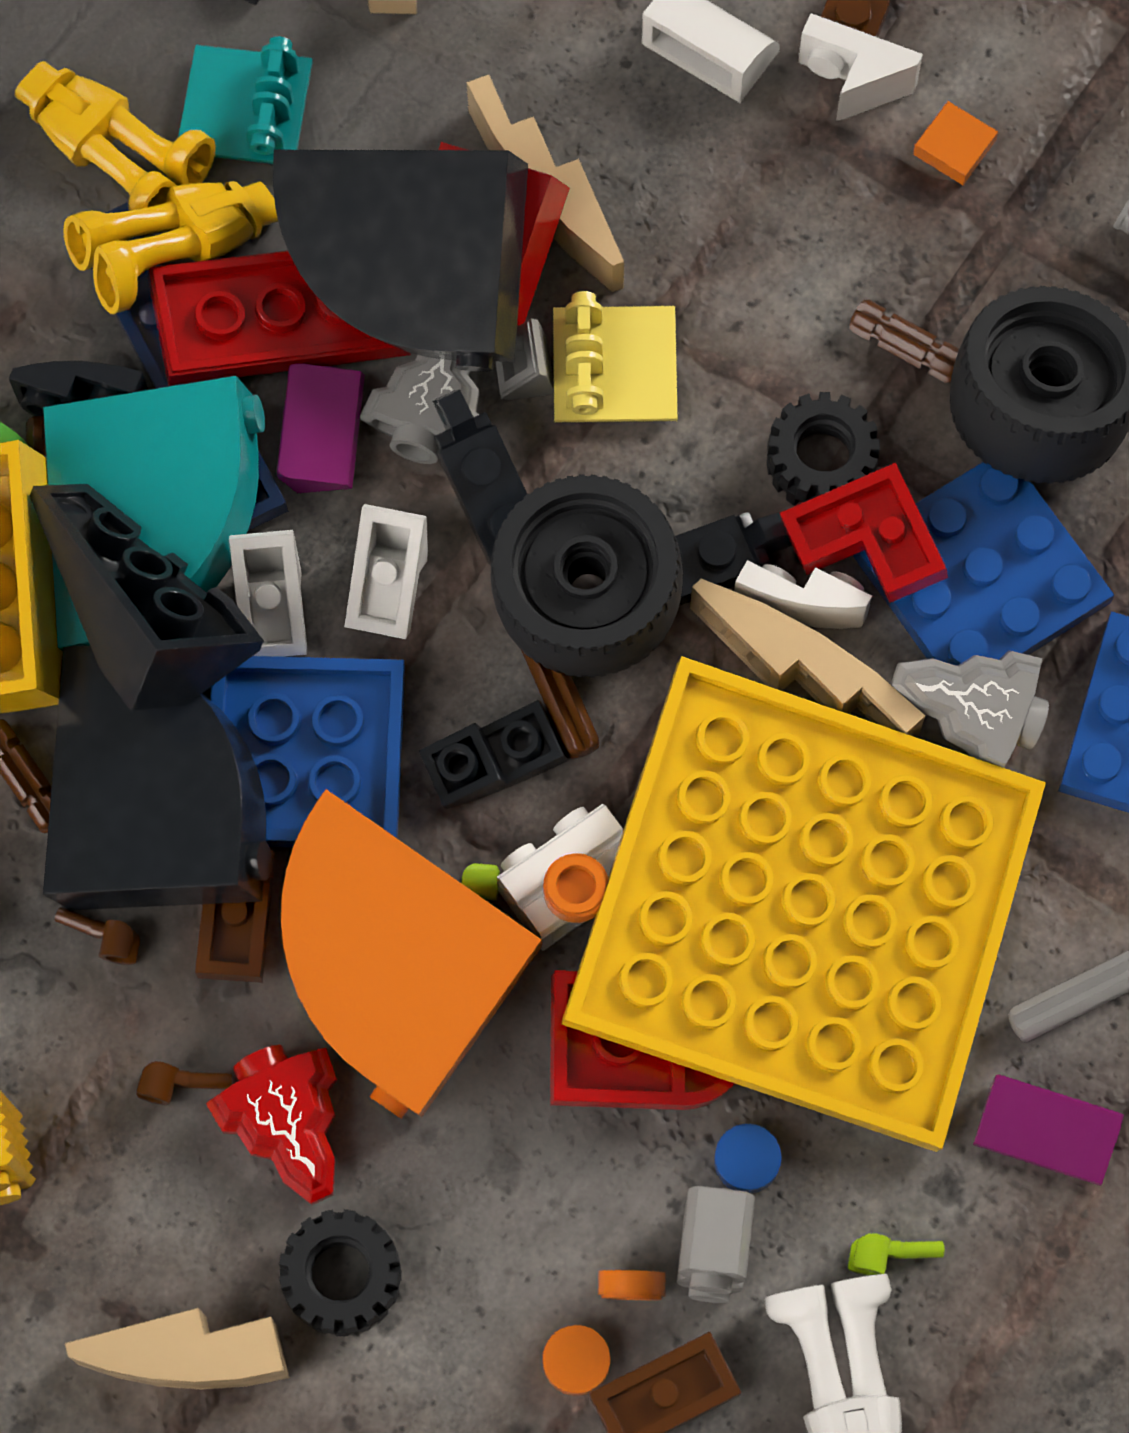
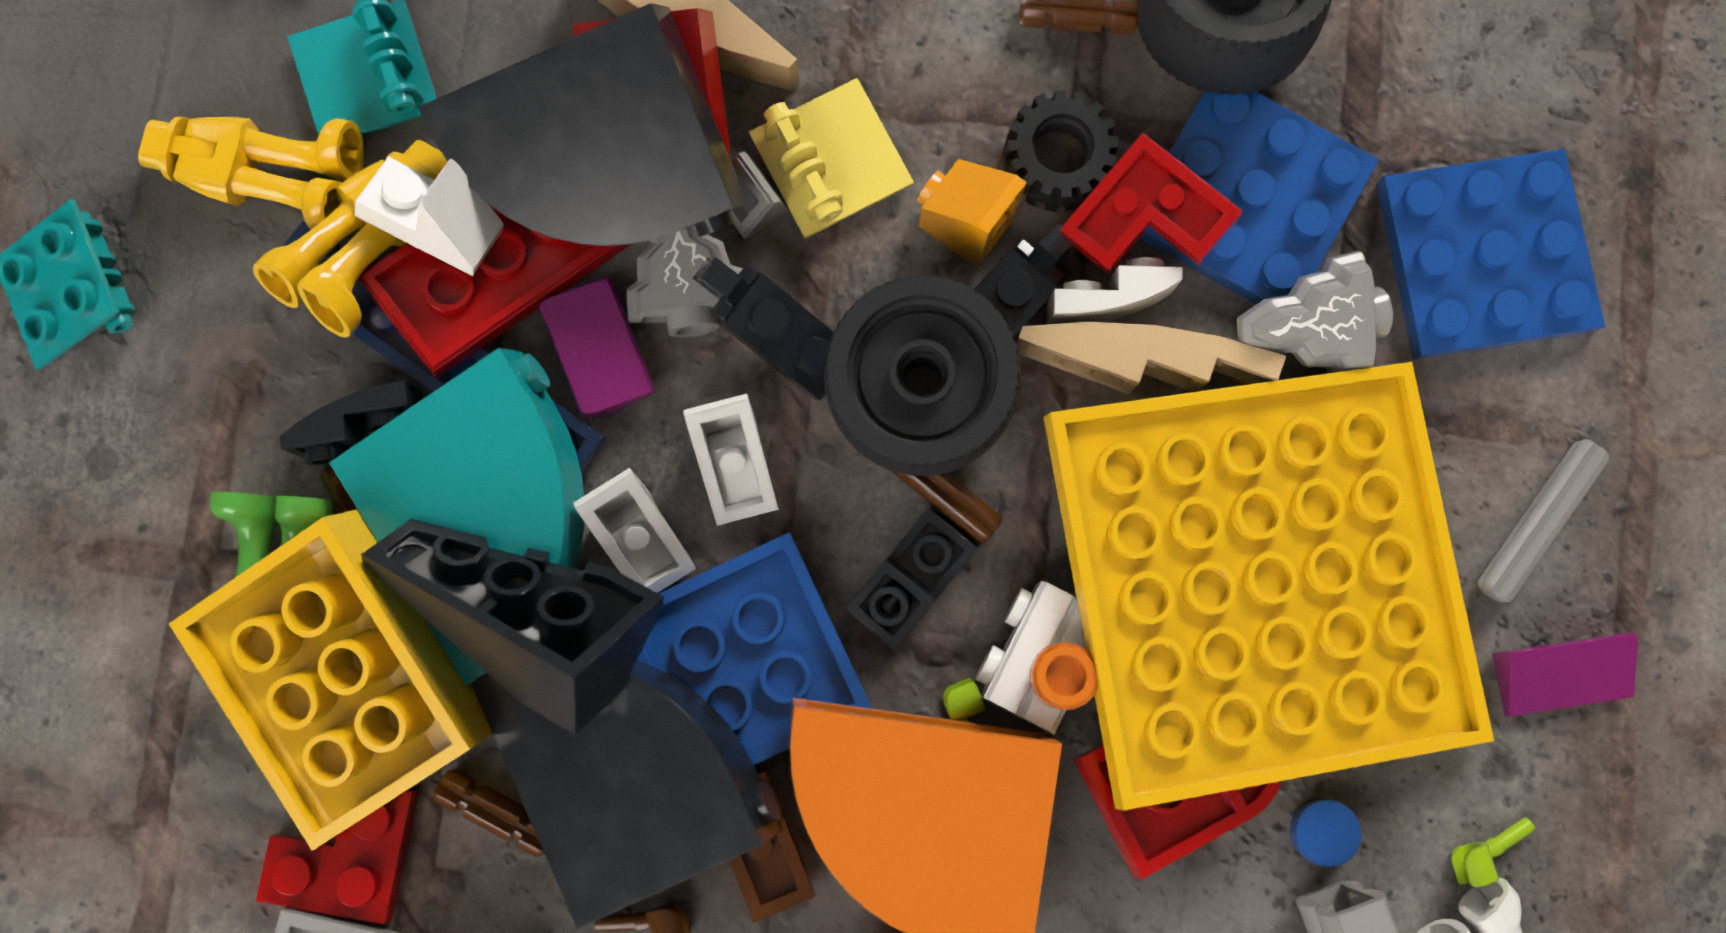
camera: 30 degrees left, 10 degrees up
(240, 245) = (431, 214): none -> white slope
(711, 463) = (970, 208): none -> light orange slope

